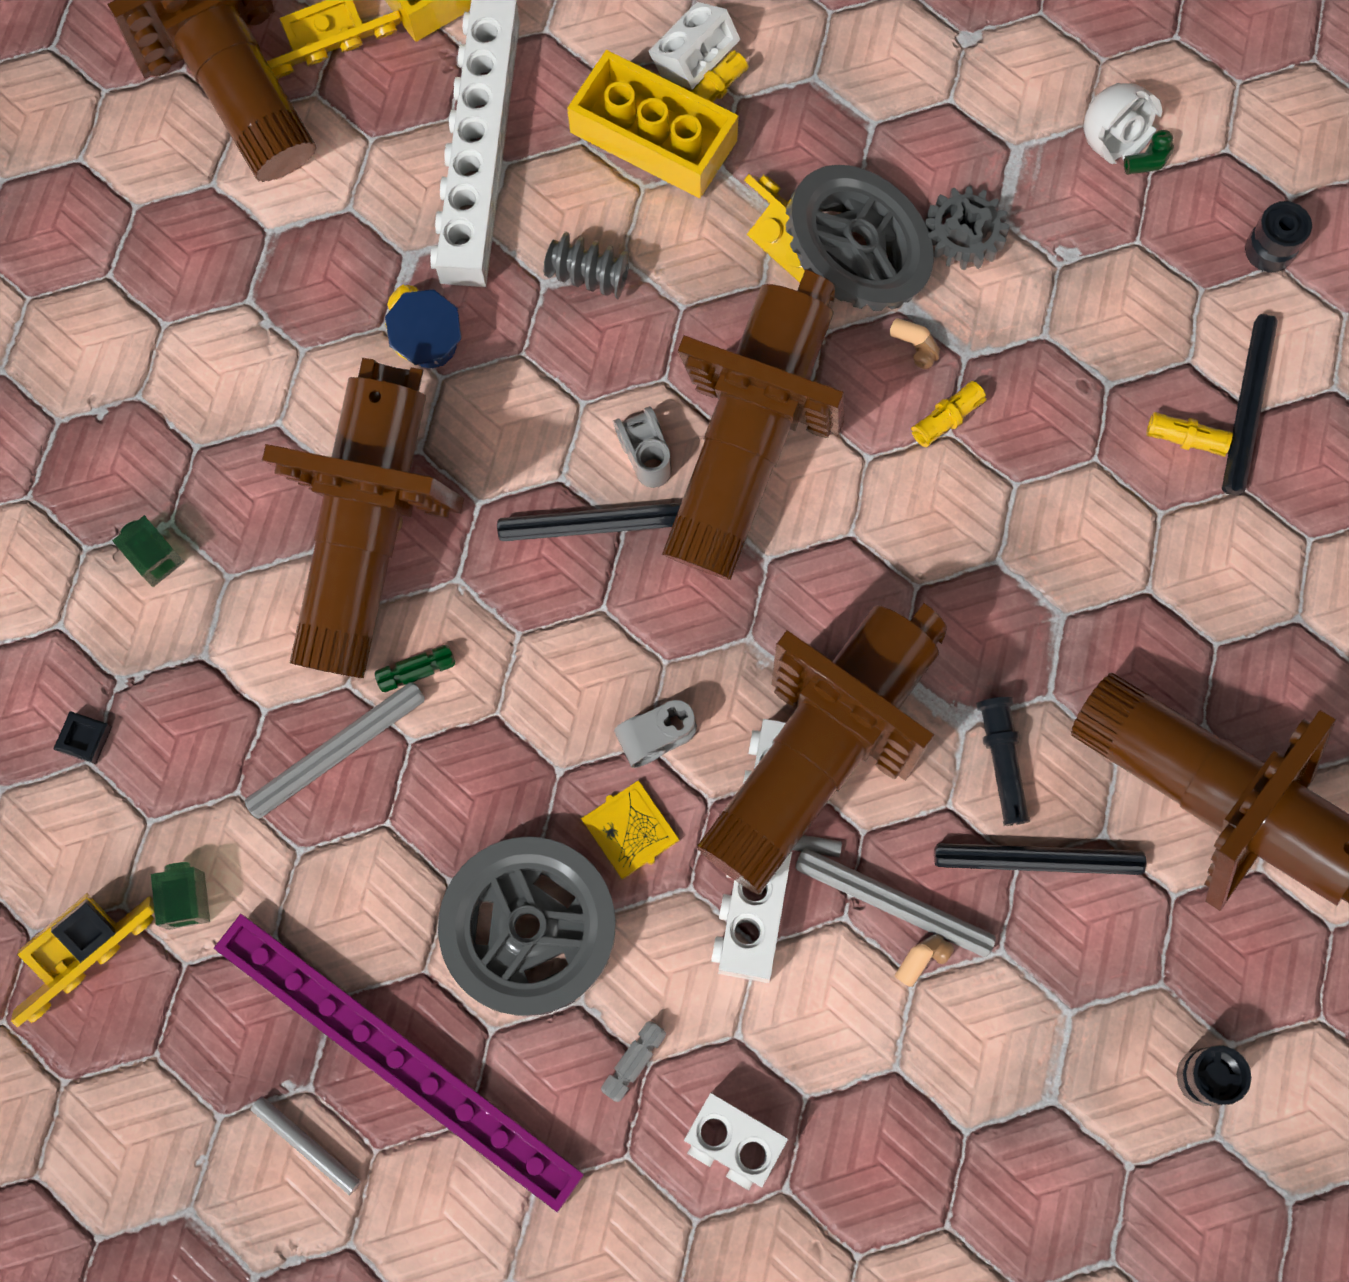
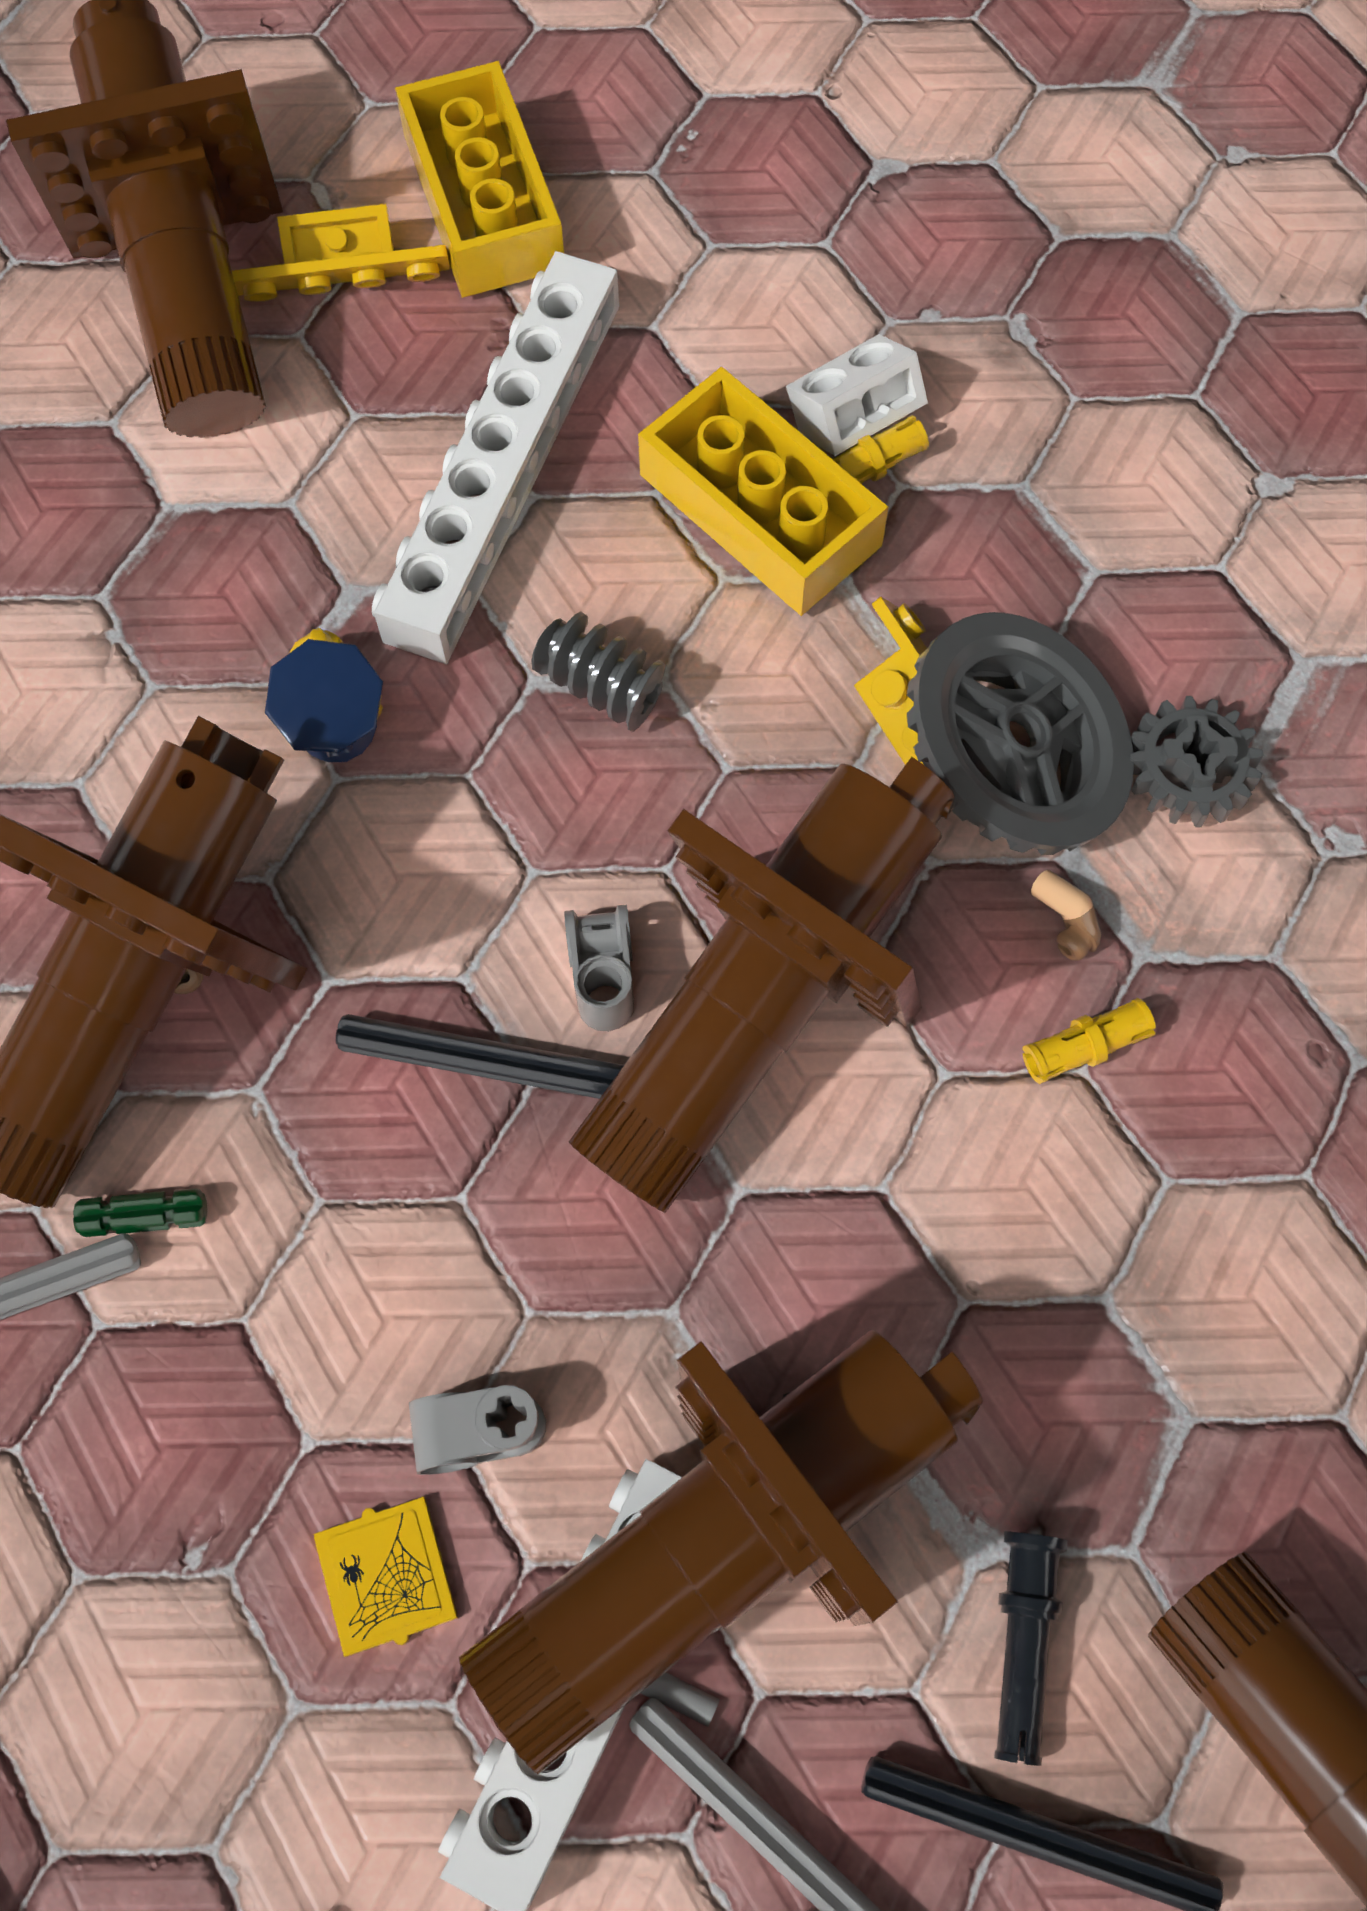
camera: 15 degrees right, 5 degrees down
(507, 878) = (82, 1759): dark grey gear -> none

